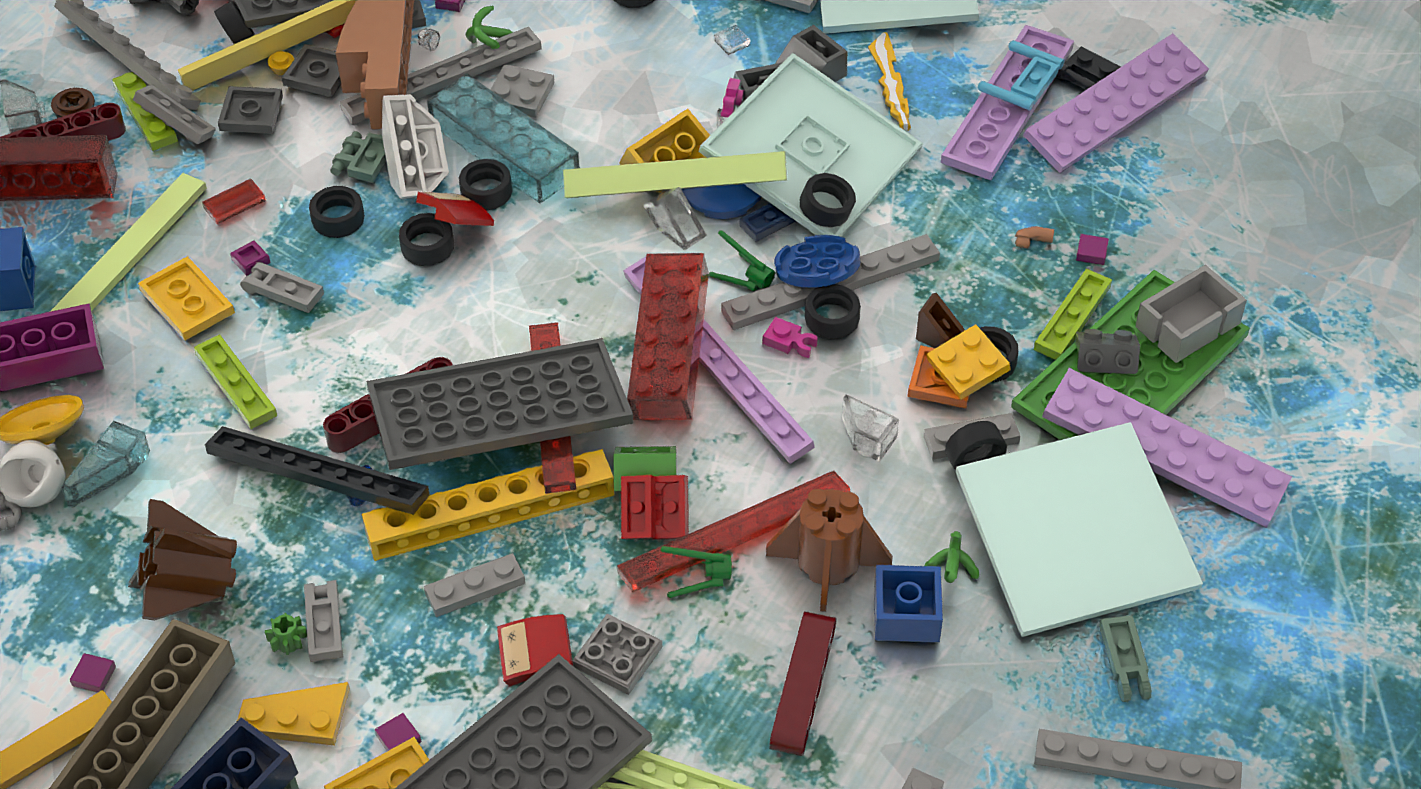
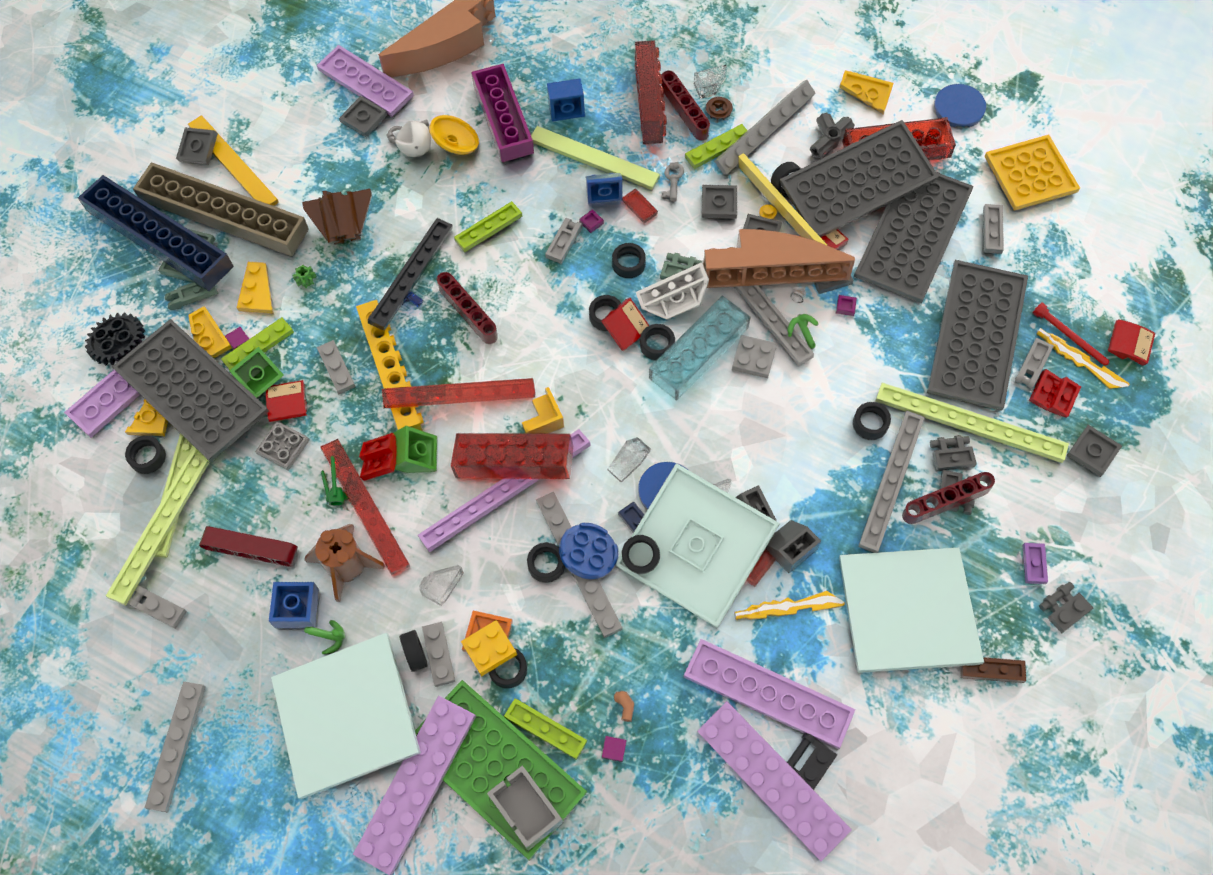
camera: 90 degrees right, 15 degrees up
(92, 673) = (291, 193): magenta tile -> none
(109, 461) = (431, 176): clear light blue slope -> none
(174, 114) = (705, 159): light grey plate -> none
(186, 298) = (554, 192): yellow plate -> none
(194, 229) = (604, 188): none -> blue slope
(195, 159) = (672, 193): none -> light grey piece
(323, 621) = (314, 293): light grey plate -> none
(413, 700) = (264, 340): none -> lime plate
(473, 685) = (256, 372): none -> bright green slope
(497, 403) = (449, 361): dark grey plate -> none
(597, 305) = (548, 418): none -> yellow panel
(672, 141) = (686, 448): yellow slope -> none
(674, 174) = (655, 454): yellowish green tile -> none
(732, 39) = (822, 492): clear tile -> none
(732, 97) = (733, 484): dark pink plate -> none
(757, 273) = (579, 512): green plant -> none
(786, 335) = (527, 533): dark pink plate -> none
(936, 323) = (529, 634): reddish brown slope -> none
(1031, 82) = (782, 709): medium azure plate -> none
(1107, 351) = (499, 746): dark grey bracket -> none
(1125, 655) = (251, 743): sand green hinge -> none

